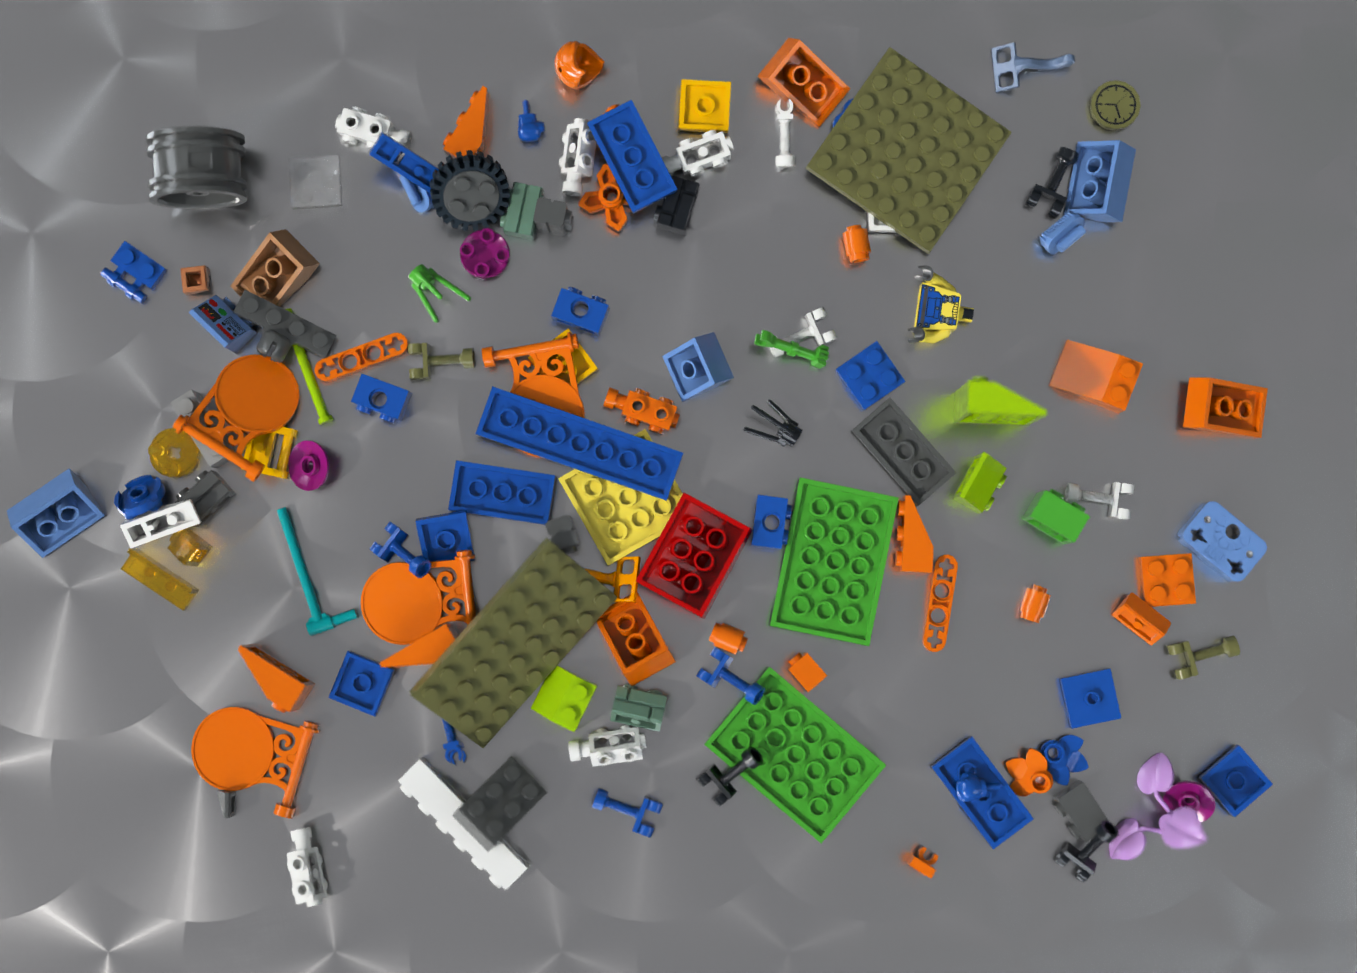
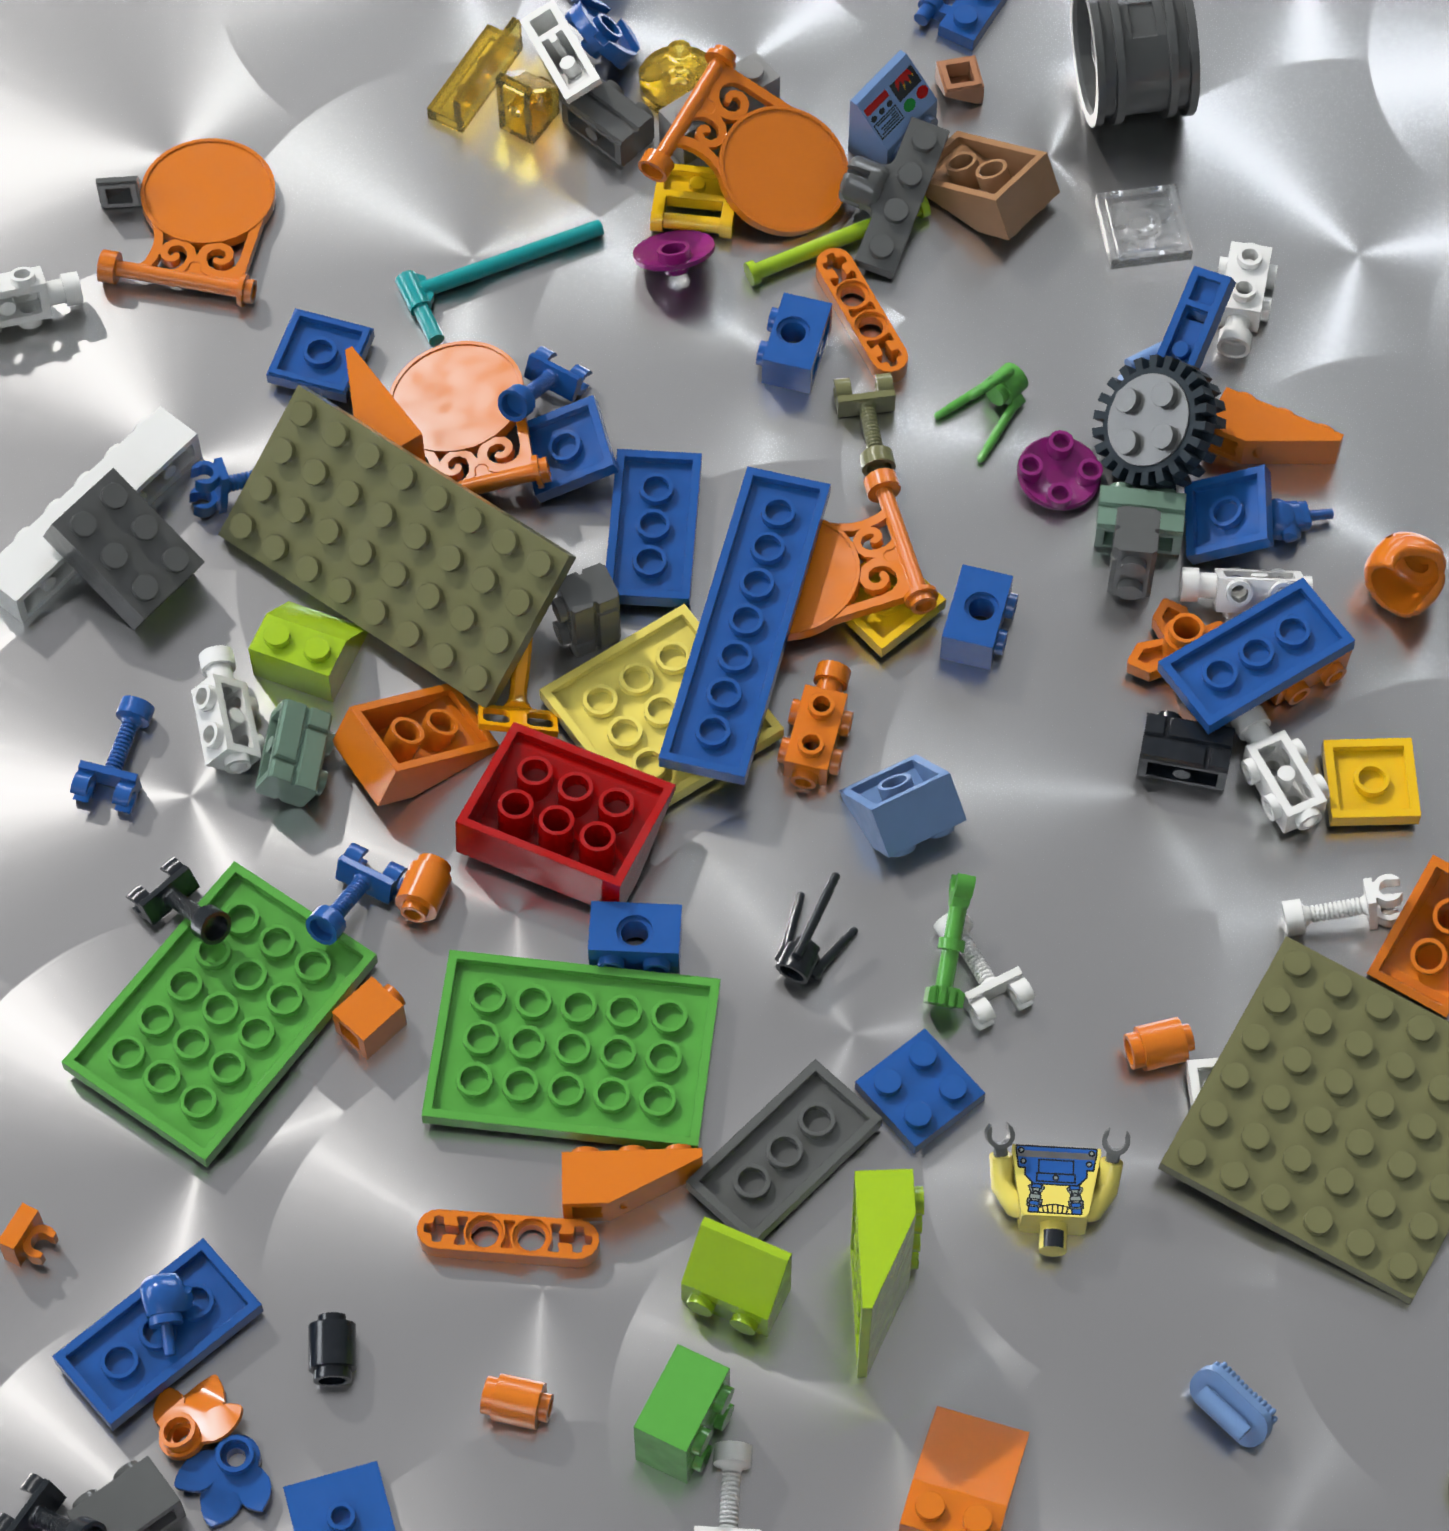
camera: 80 degrees right, 25 degrees down
(279, 682) = (322, 227): orange slope -> none
(528, 158) = (1229, 514): none -> blue plate
(998, 700) = (332, 1349): none -> black brick
(1066, 157) = (1301, 1352): black bar -> none
(1100, 180) = (1345, 1467): medium blue slope -> none

